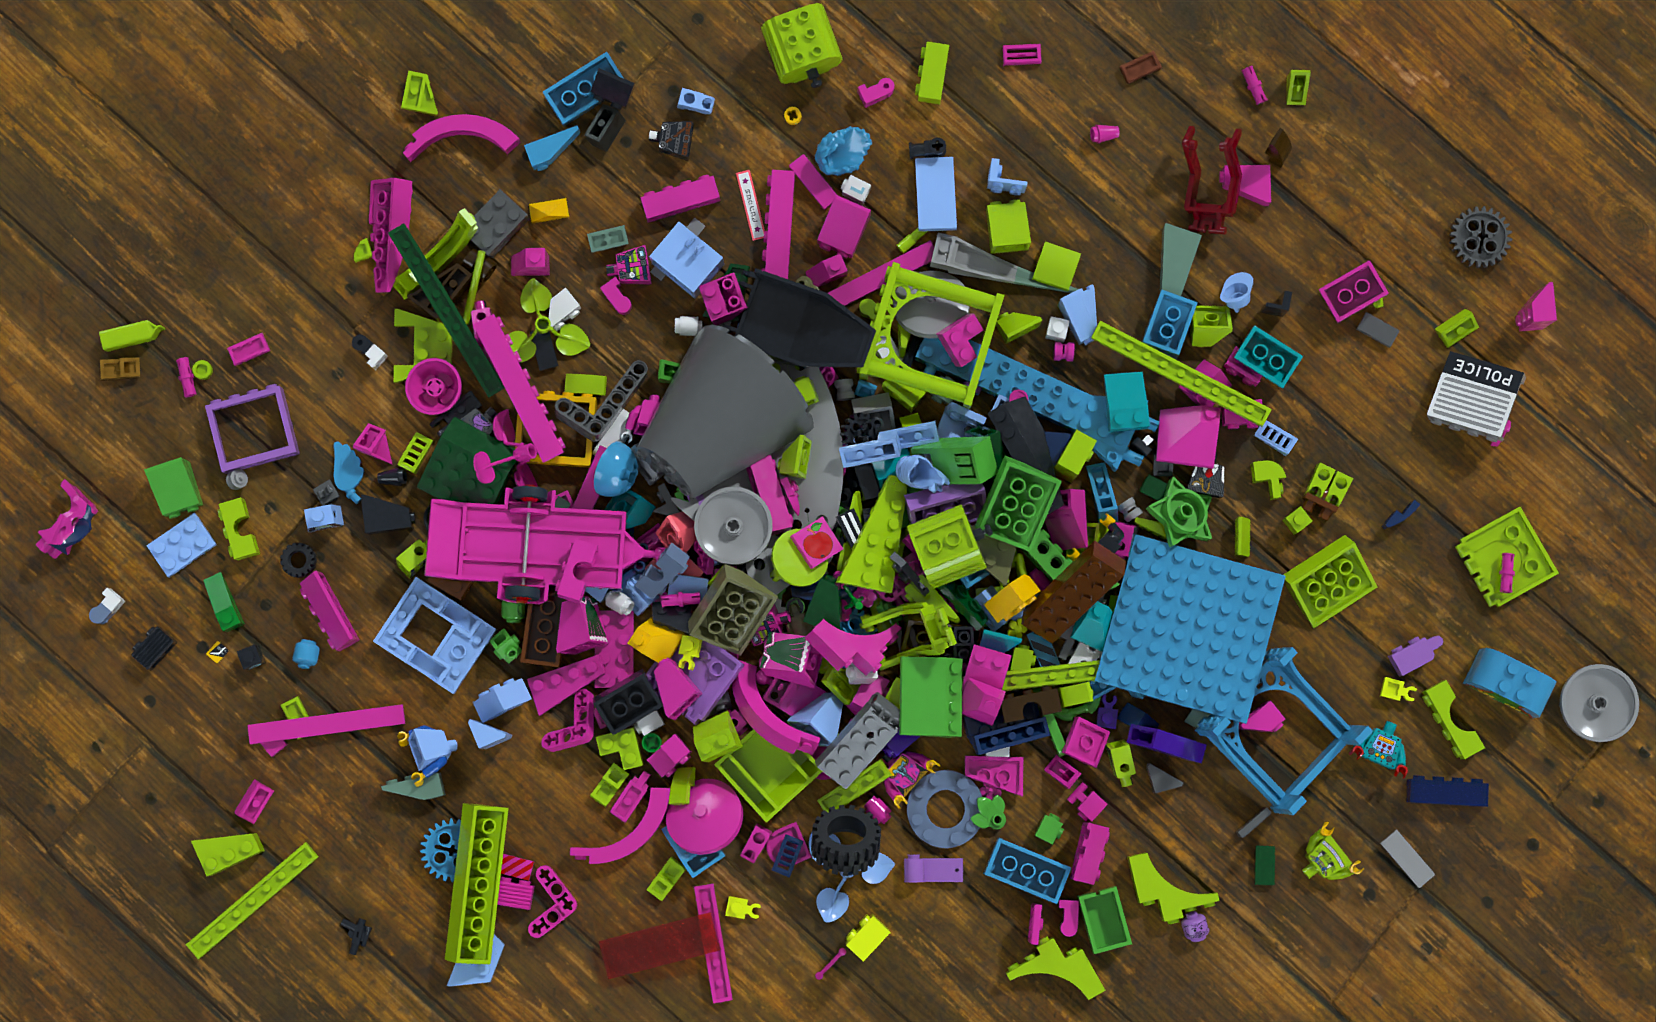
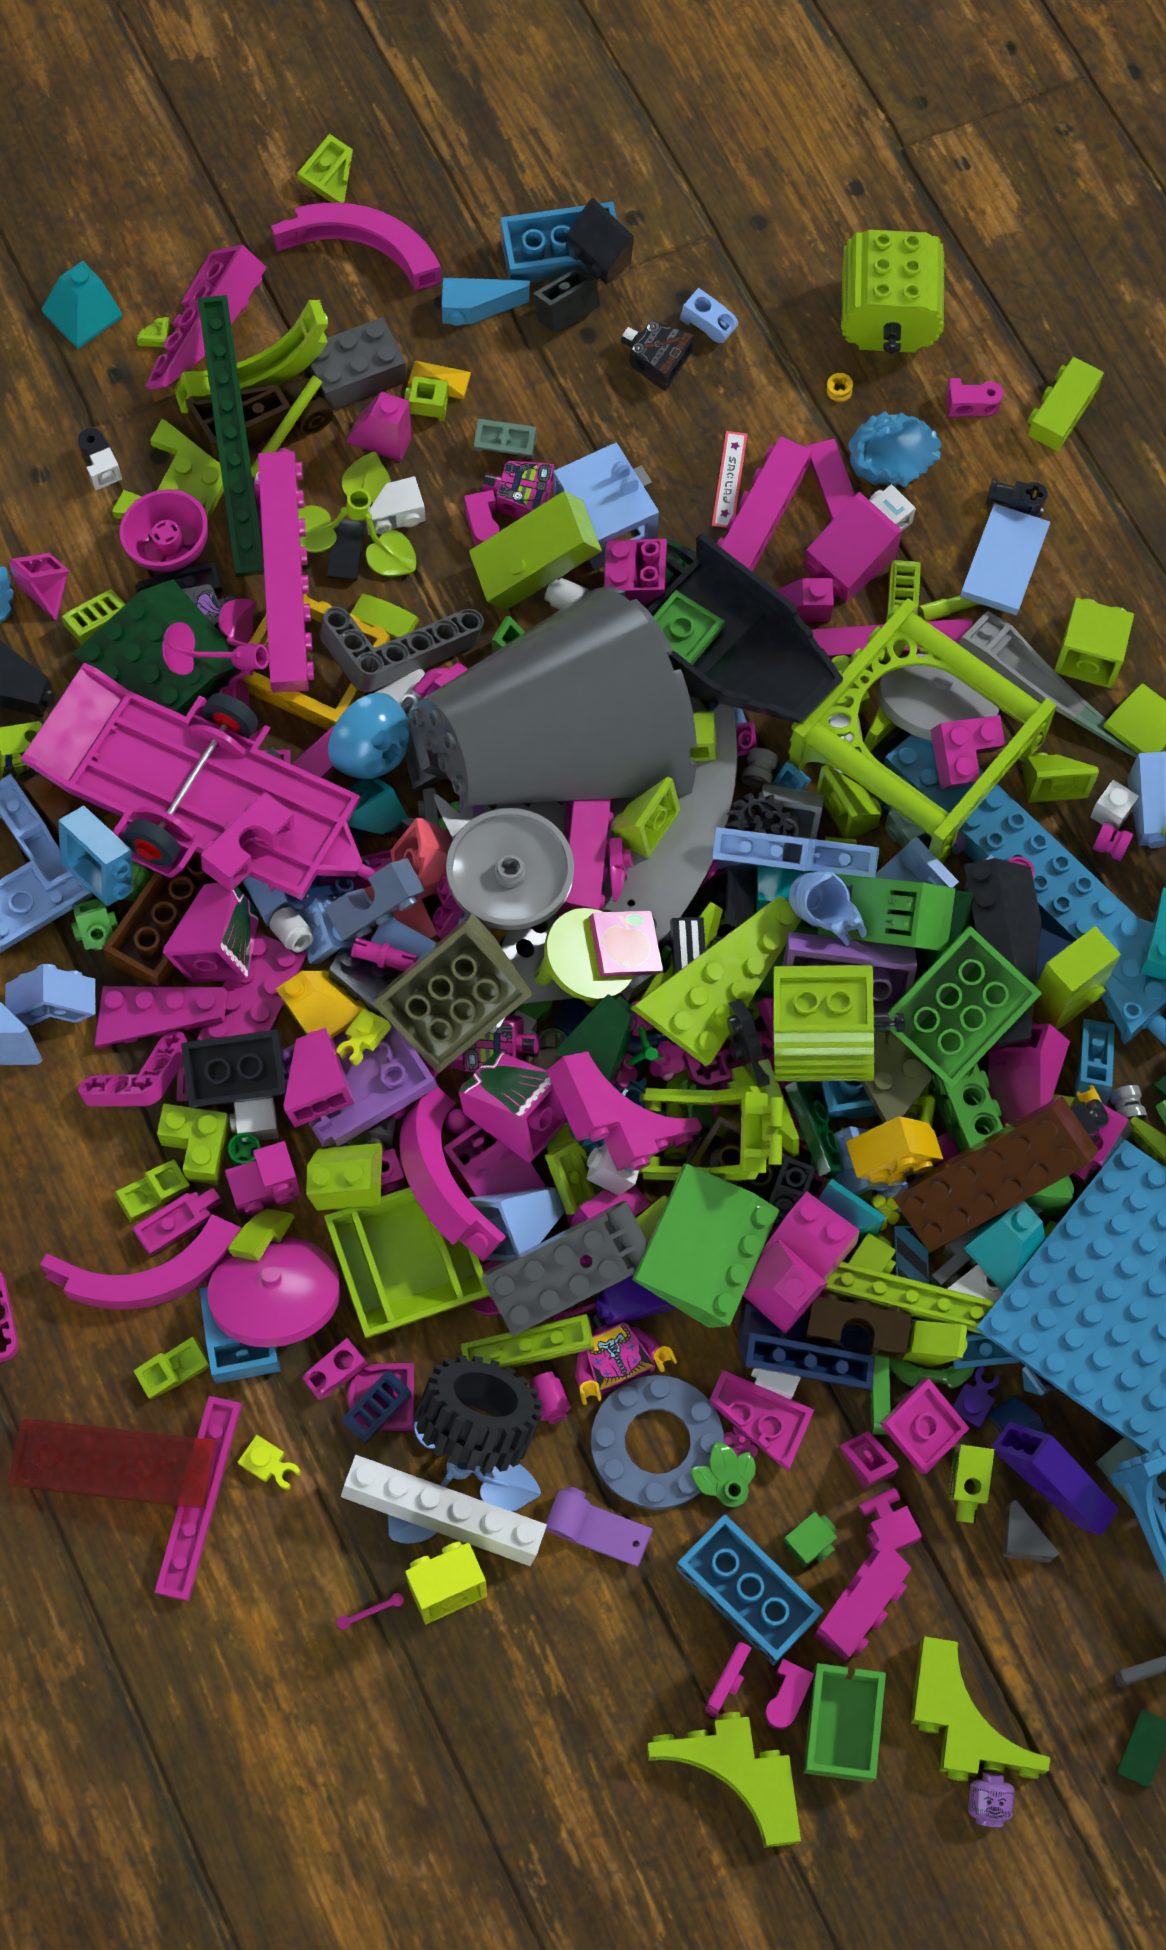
camera: 20 degrees right, 15 degrees down
(310, 253) = (81, 305): none -> teal slope
(393, 477) = (48, 633): black cone -> none
(492, 611) = (95, 855): none -> dark azure window
(550, 222) = (428, 397): none -> lime brick
(659, 311) = (535, 550): none -> lime brick
(680, 198) = (633, 428): dark pink brick -> none
(767, 326) = (688, 626): none -> bright green tile
(848, 897) = (443, 1510): none -> white brick
(884, 223) = (903, 574): none -> lime slope
(998, 184) = (1113, 579): light blue bracket -> none

